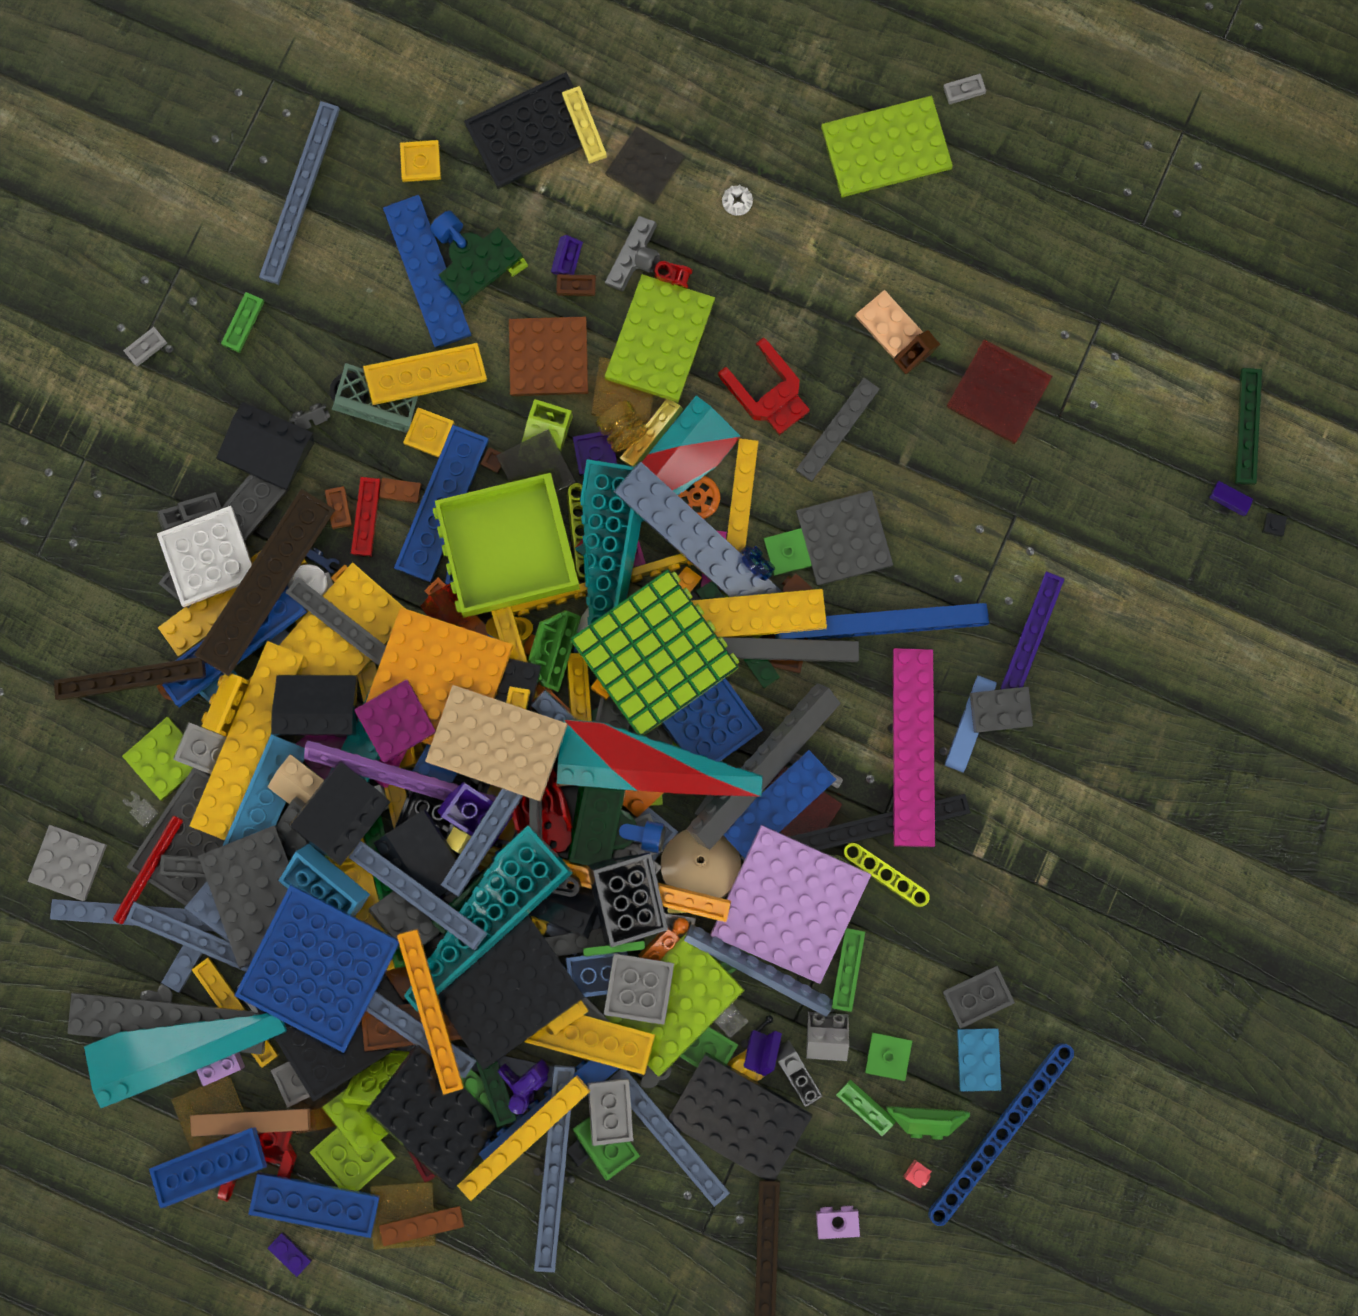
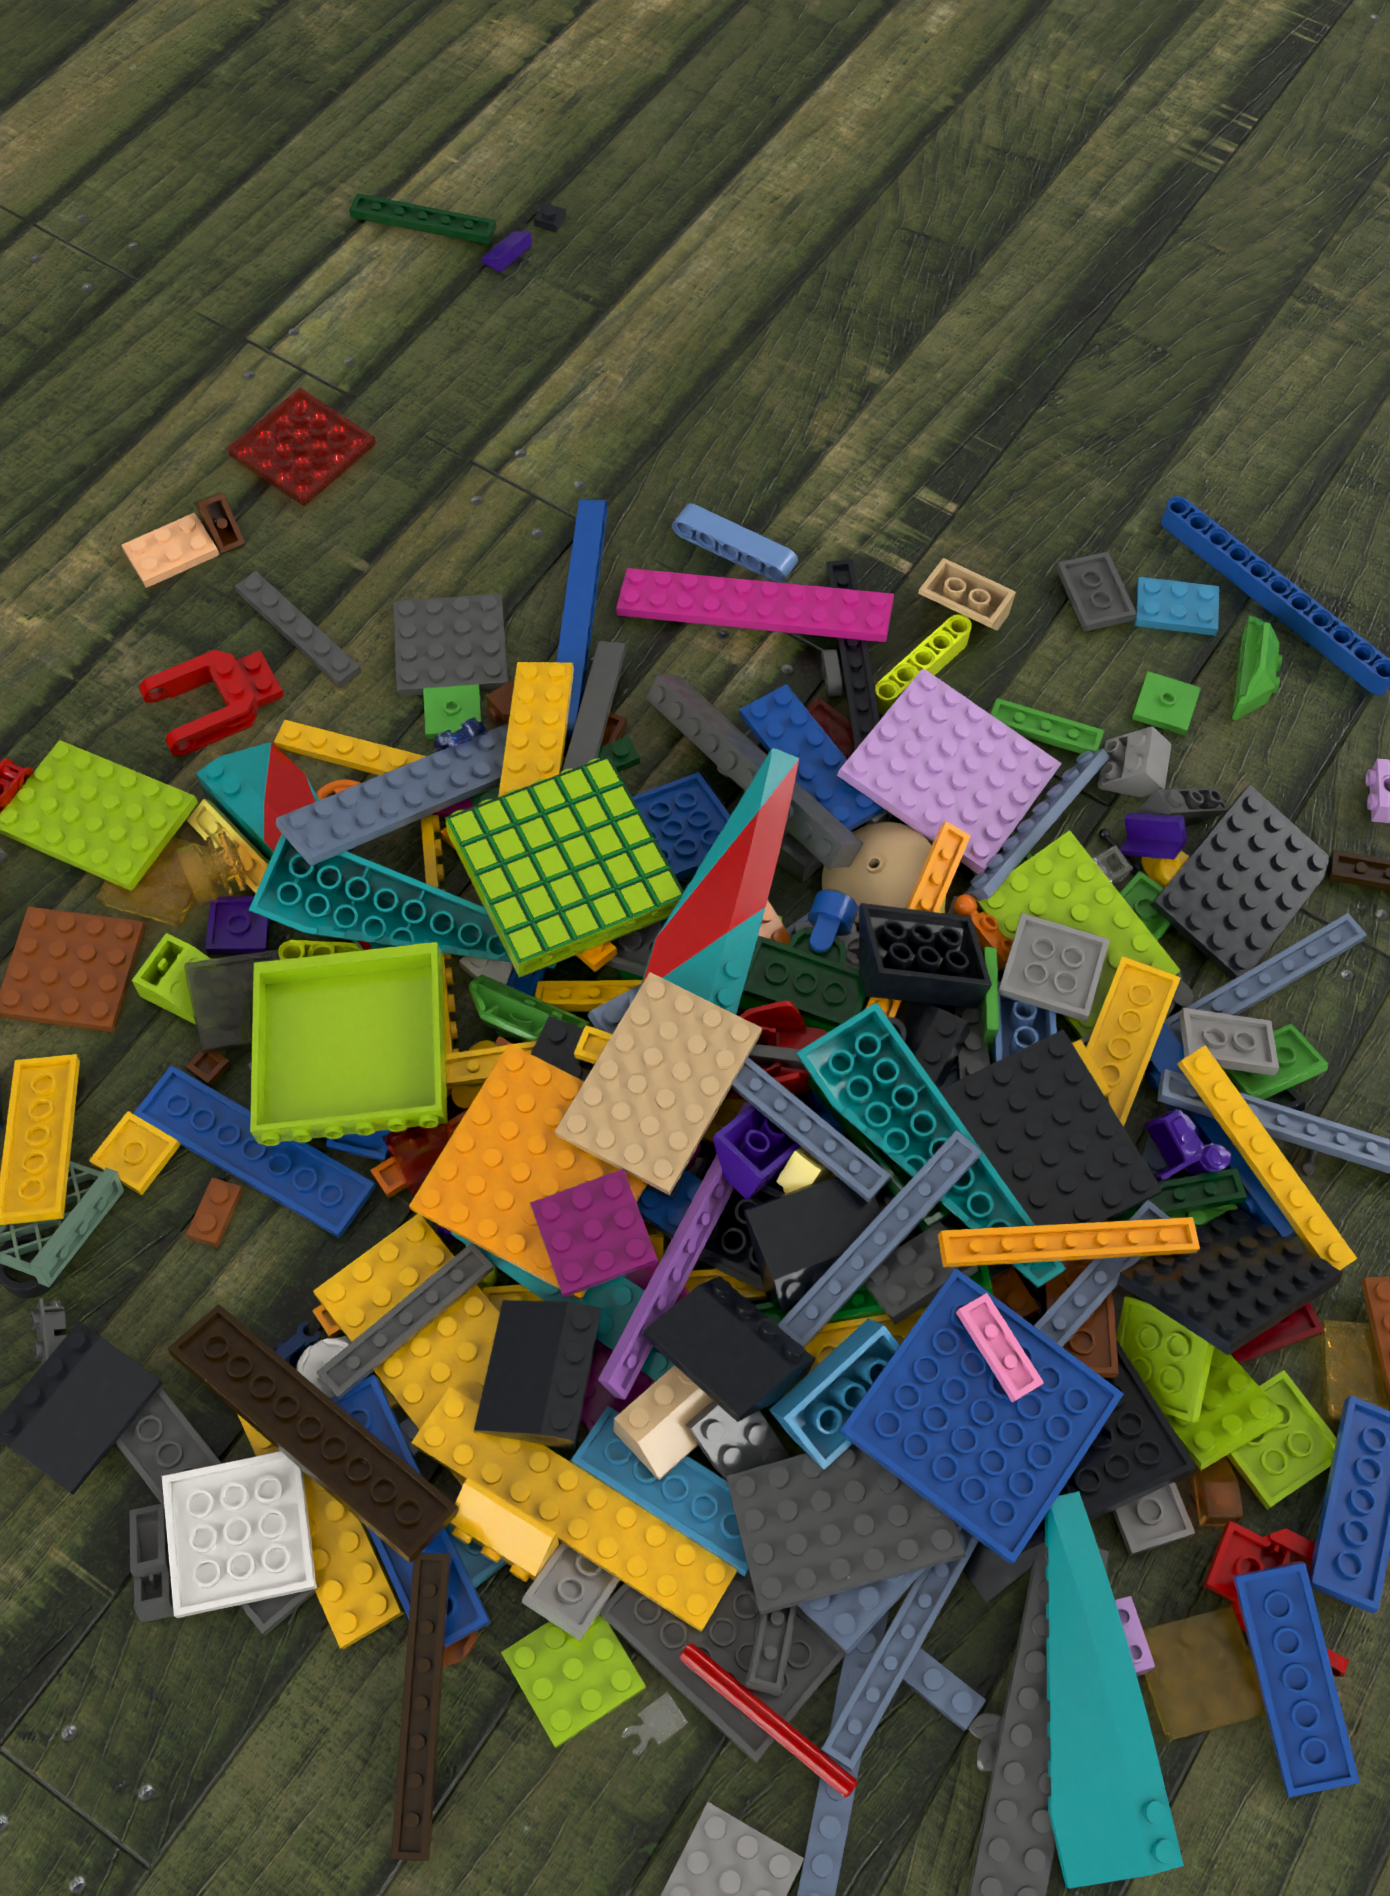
camera: 85 degrees left, 20 degrees down
(224, 998) = (997, 1619): yellow plate -> none
(239, 1121) = (1219, 1598): medium nougat tile -> none
(338, 500) = (197, 1305): dark orange plate -> none
(352, 973) = (999, 1347): none -> bright pink plate
(366, 516) = (242, 1268): red plate -> none
(866, 1107) = (1235, 735): bright green plate -> none
(867, 810) = (831, 673): none -> dark grey beam
(917, 1174) = (1331, 683): coral brick -> none
(944, 899) = (969, 594): none -> tan slope
(1001, 709) = (723, 501): dark grey plate -> none
(1033, 631) = (645, 469): dark purple plate -> none

